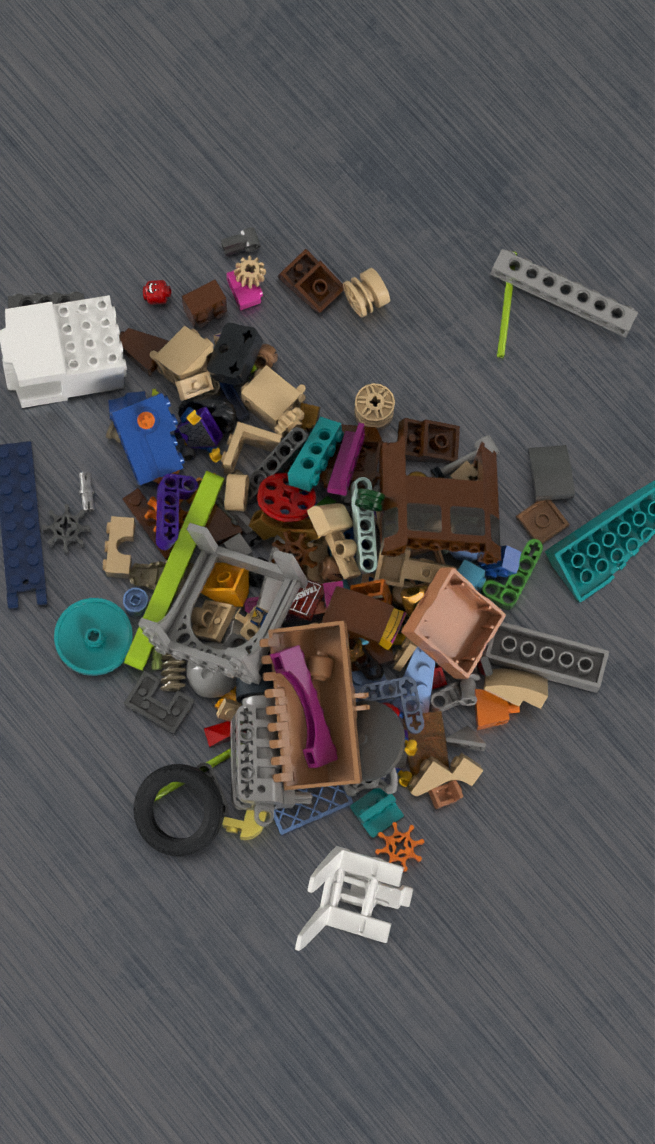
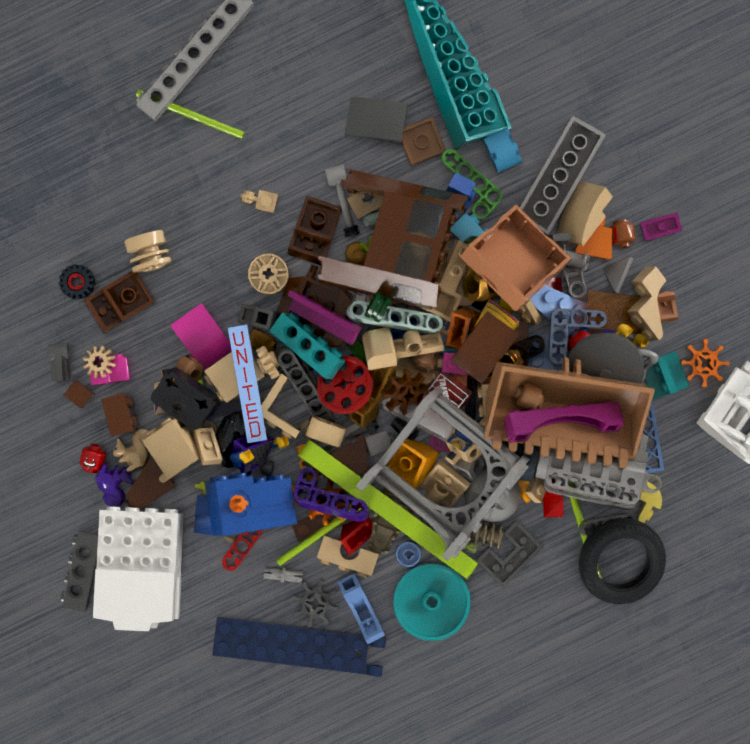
camera: 75 degrees left, 15 degrees up
(73, 571) = (361, 608): none -> medium blue arch
(91, 447) = (229, 555): none -> red beam
(126, 506) = (309, 540): none -> lime piece
(137, 312) = (108, 483): none -> dark purple animal
(142, 549) = (355, 534): none -> red slope
(168, 327) = (135, 455): none -> tan animal
(215, 265) = (78, 394): none -> reddish brown panel
(263, 405) = (247, 383): none -> light blue tile
(301, 359) = (202, 336): none -> dark pink slope
(328, 235) = (76, 271): none -> black bush
(330, 405) = (257, 317): none -> dark grey brick
(443, 390) = (265, 201): none -> tan plate
(506, 733) = (623, 233): none -> dark orange head
(524, 770) = (661, 226): none -> magenta plate
(555, 594) = (502, 150): none -> dark azure brick

